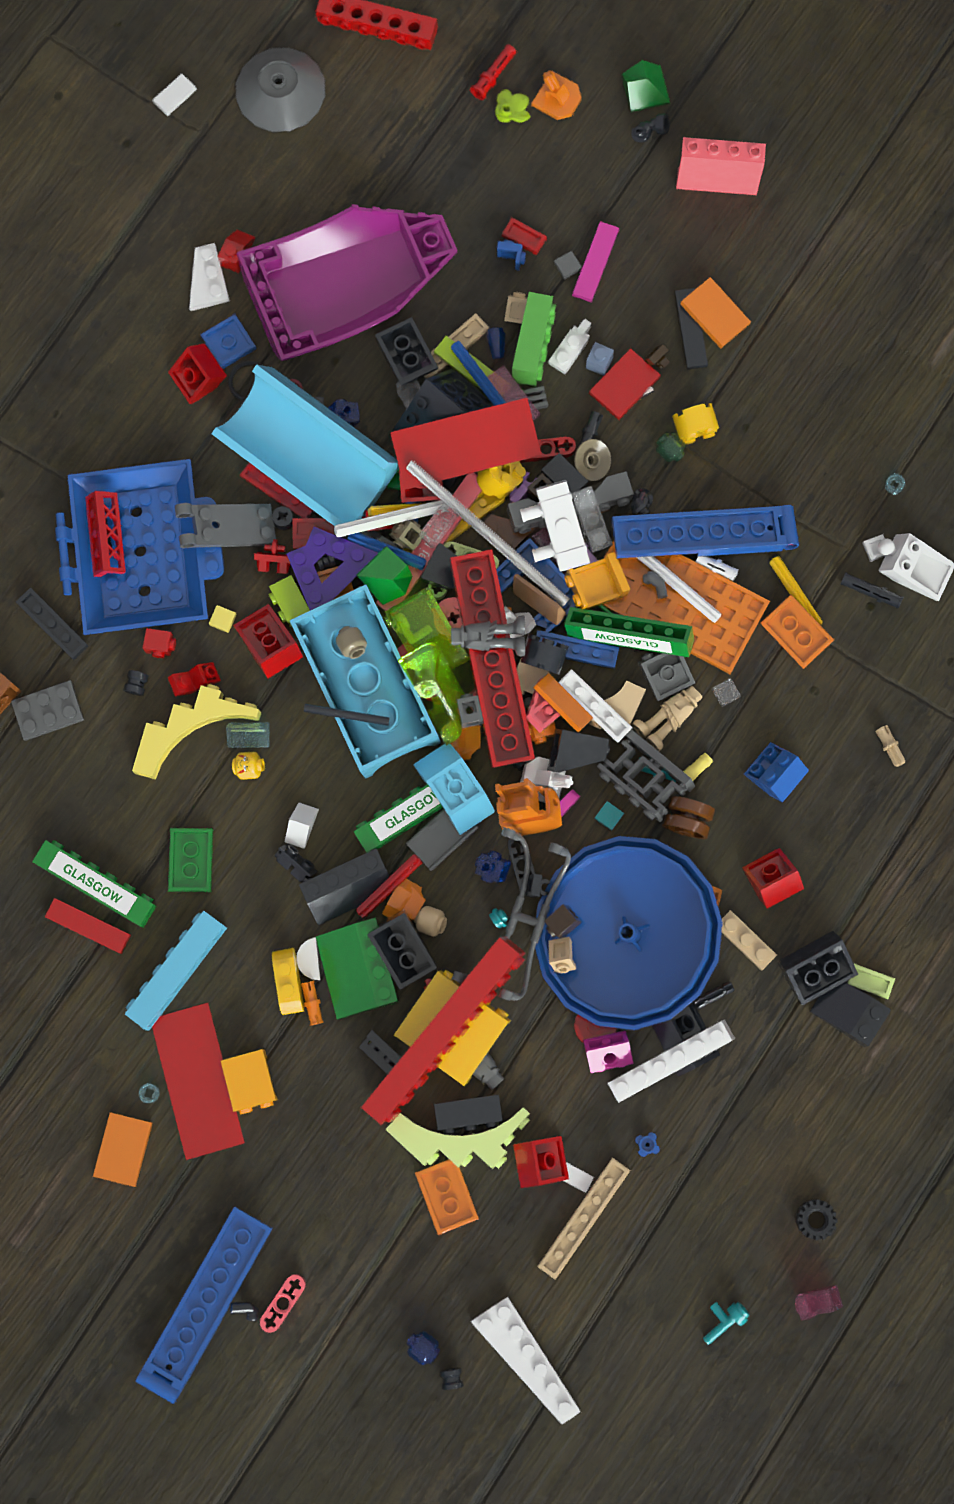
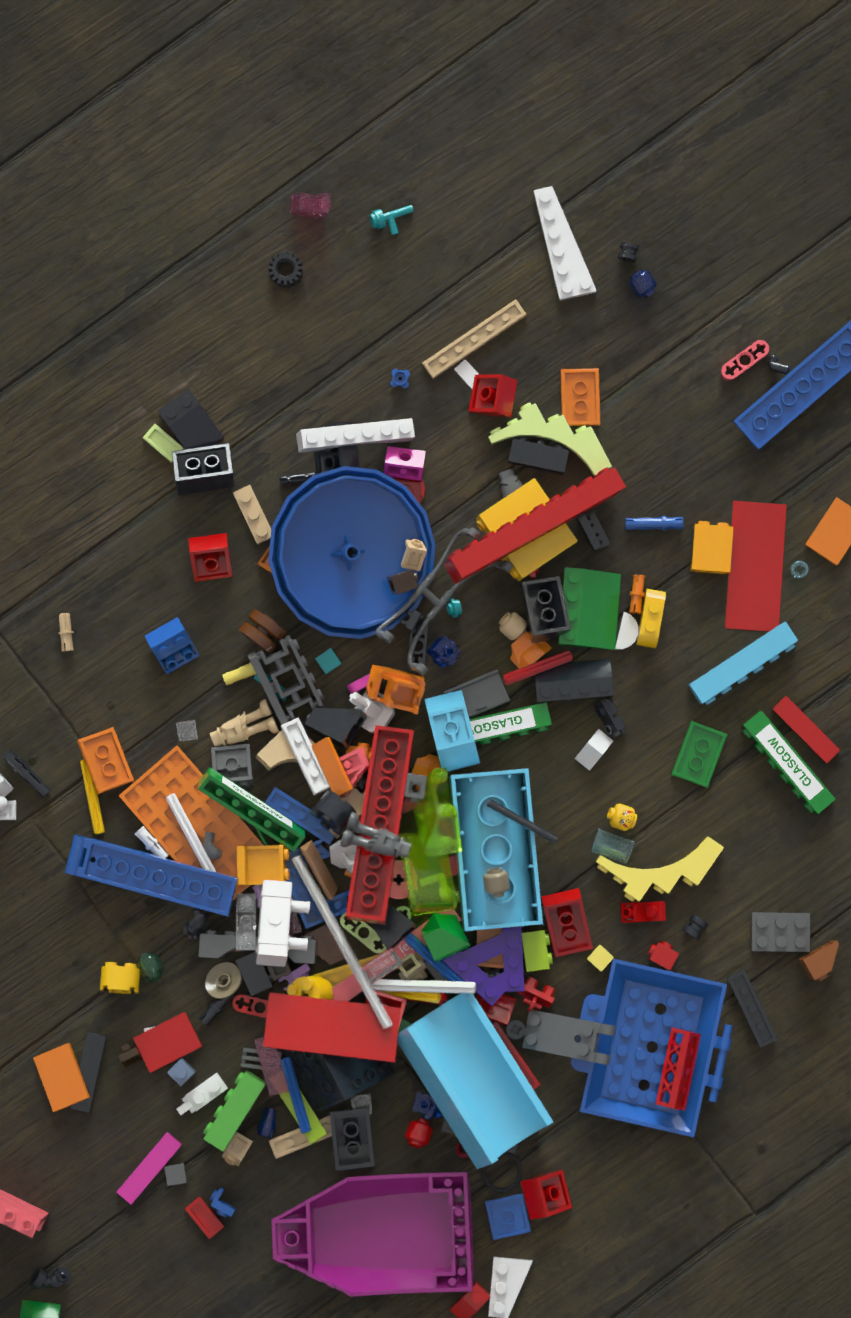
camera: 170 degrees left, 5 degrees up
(321, 1085) = (654, 523): none -> blue pin
(343, 385) = (418, 1133): none -> red head

